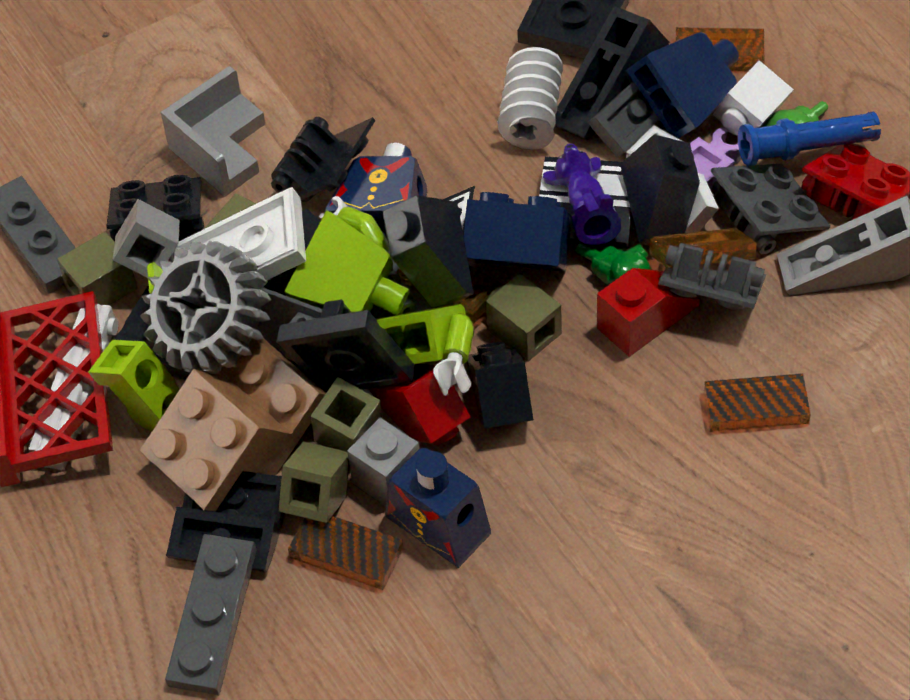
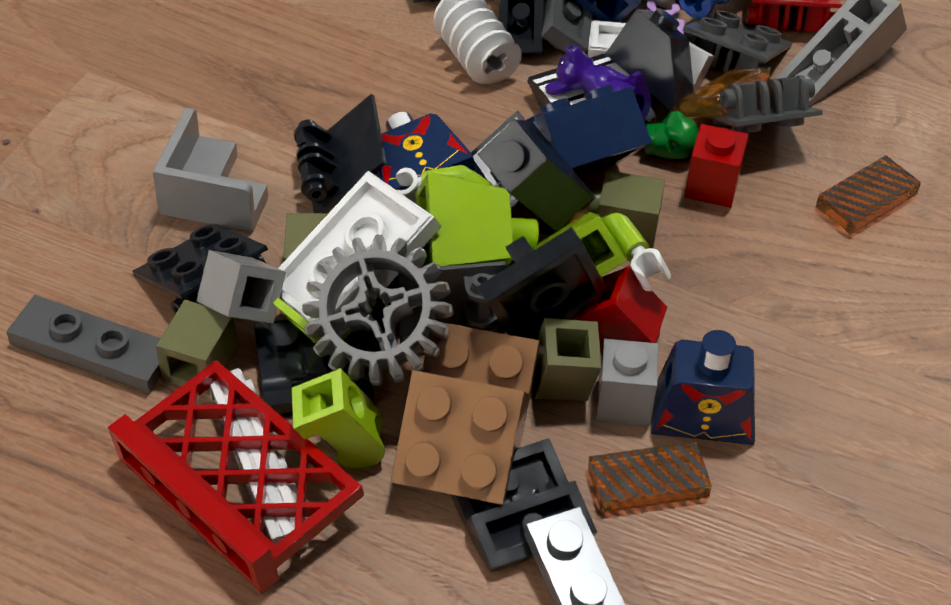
camera: 40 degrees left, 5 degrees down
(314, 482) = (584, 427): olive brick -> none
(500, 385) = (690, 270): black slope -> none

